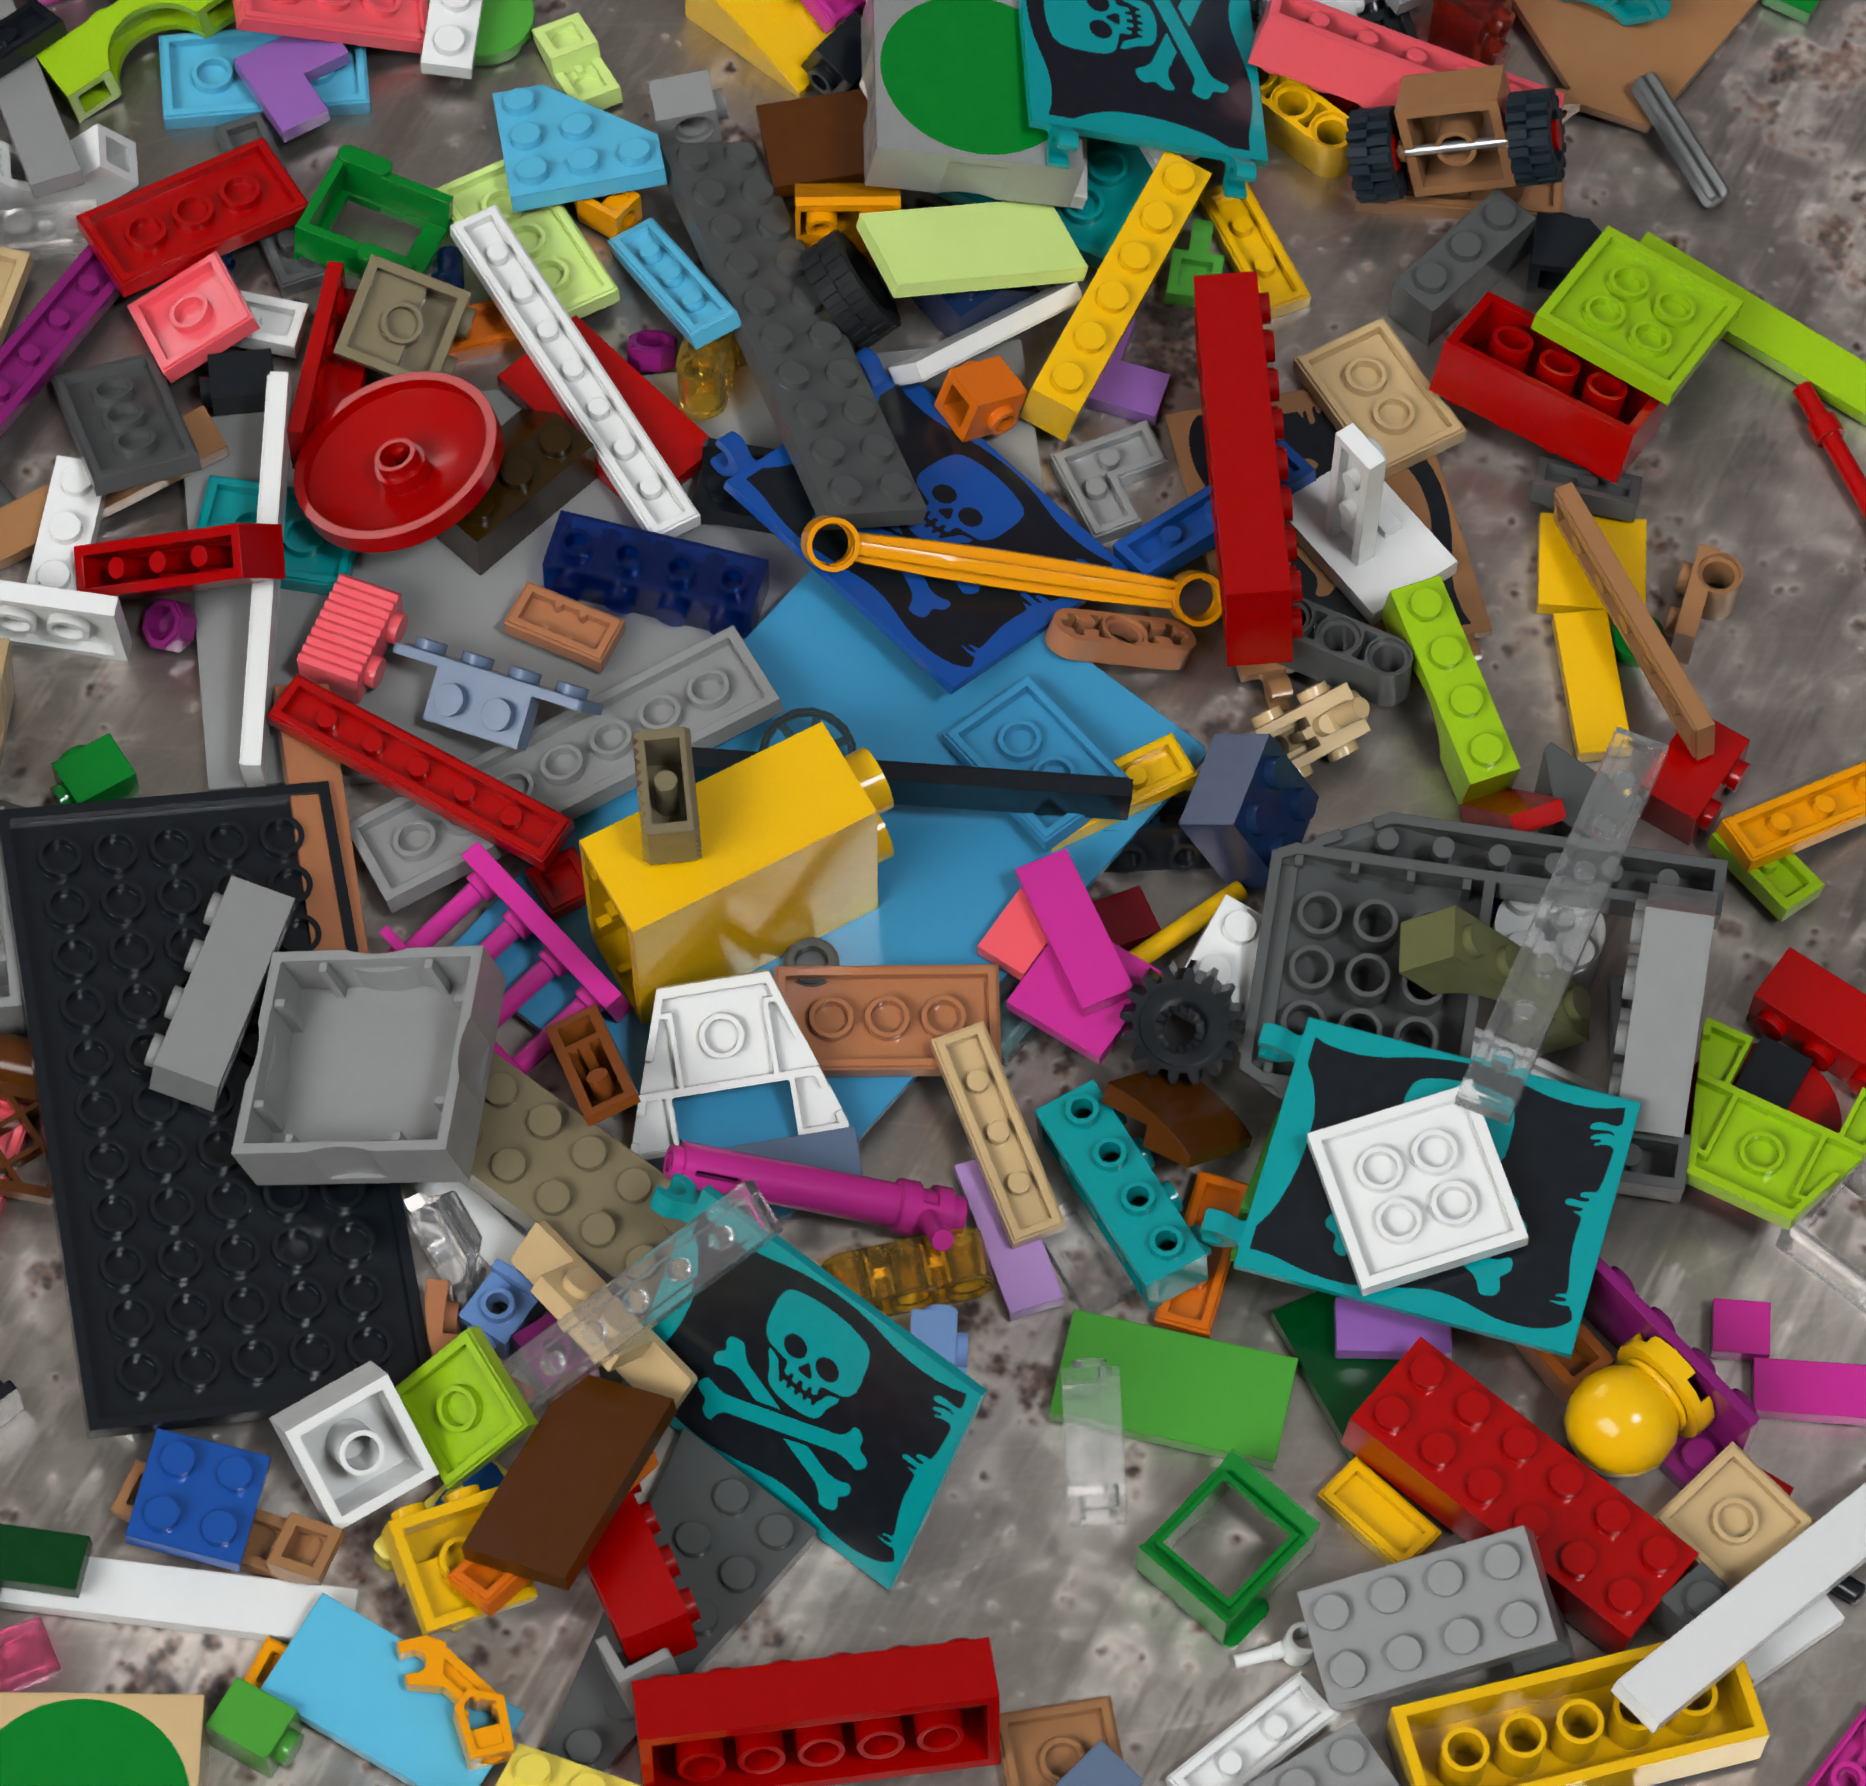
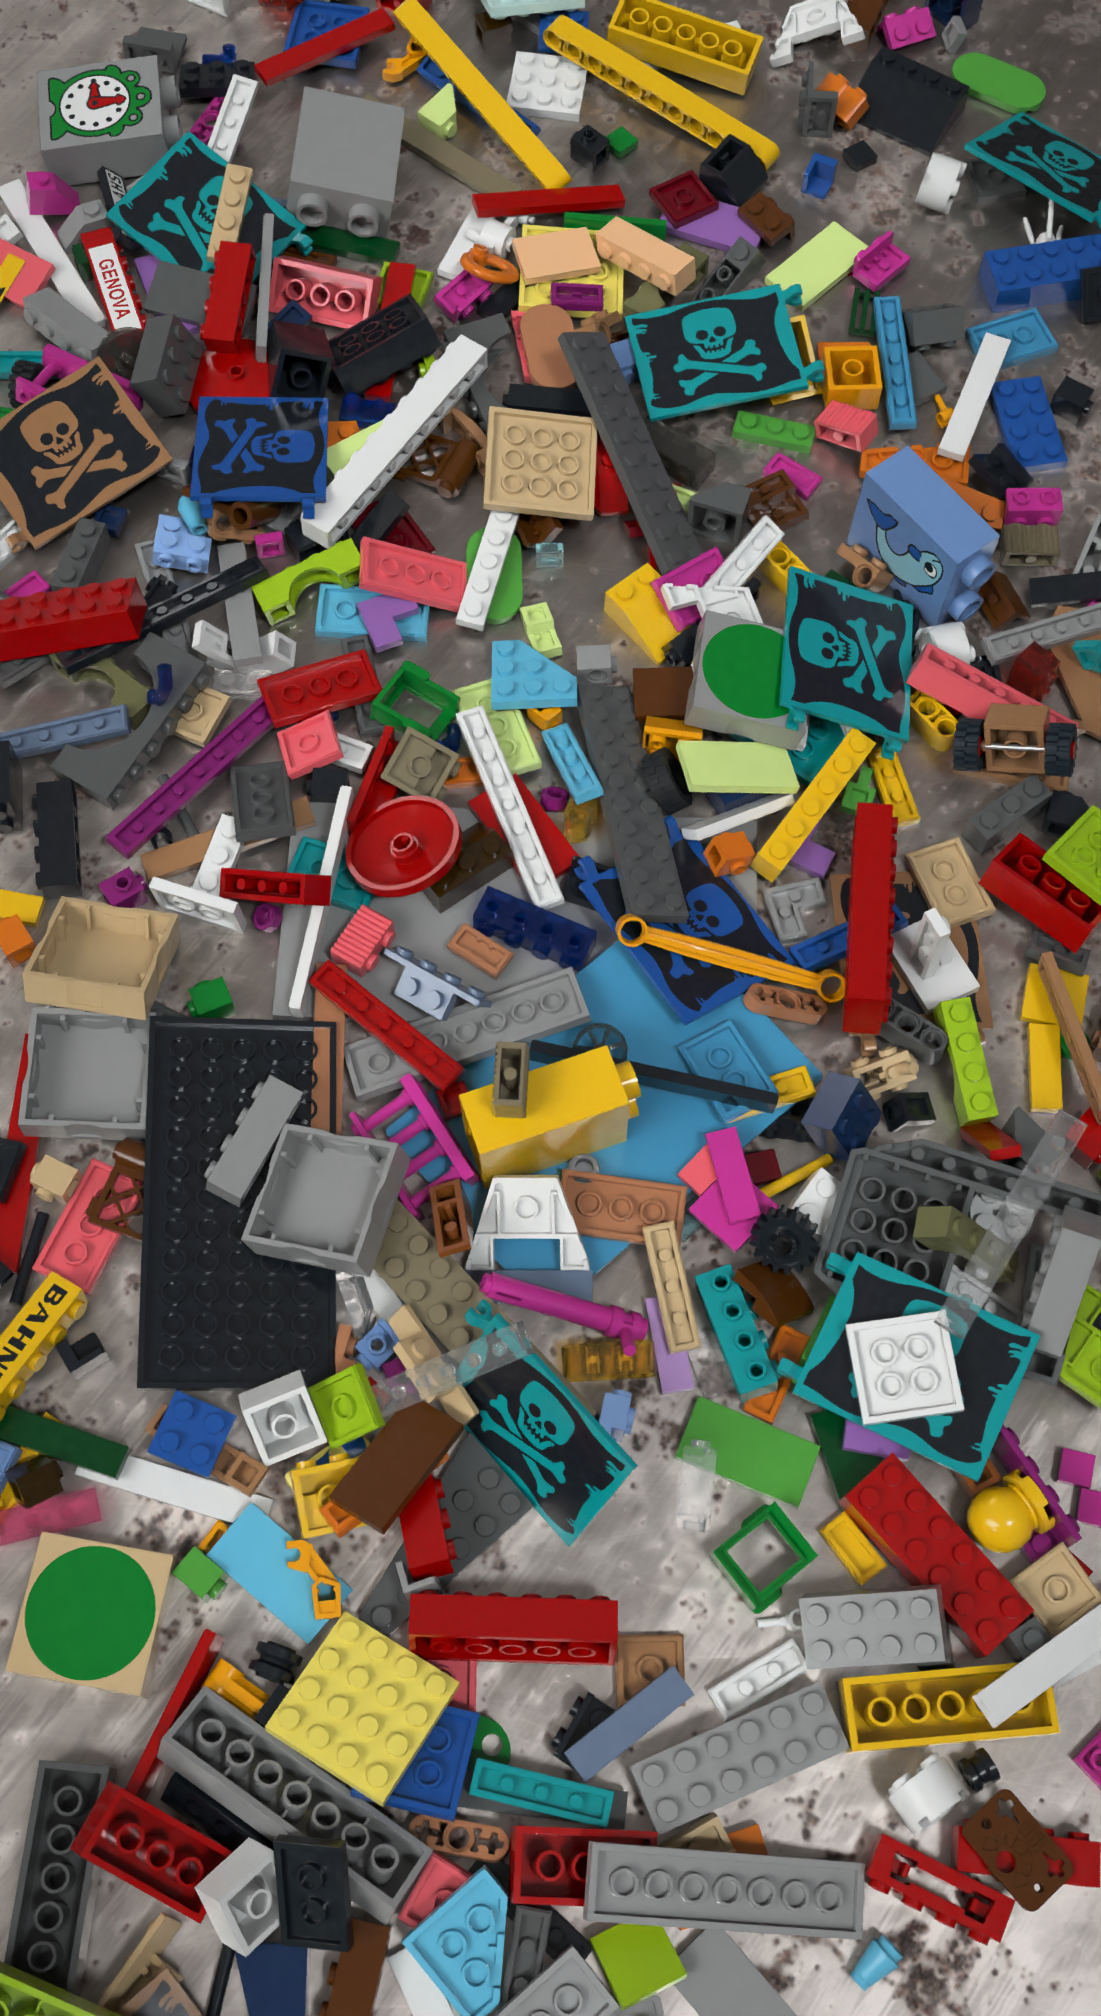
camera: 10 degrees right, 5 degrees up
(1365, 786) = (908, 1110): none -> black bracket

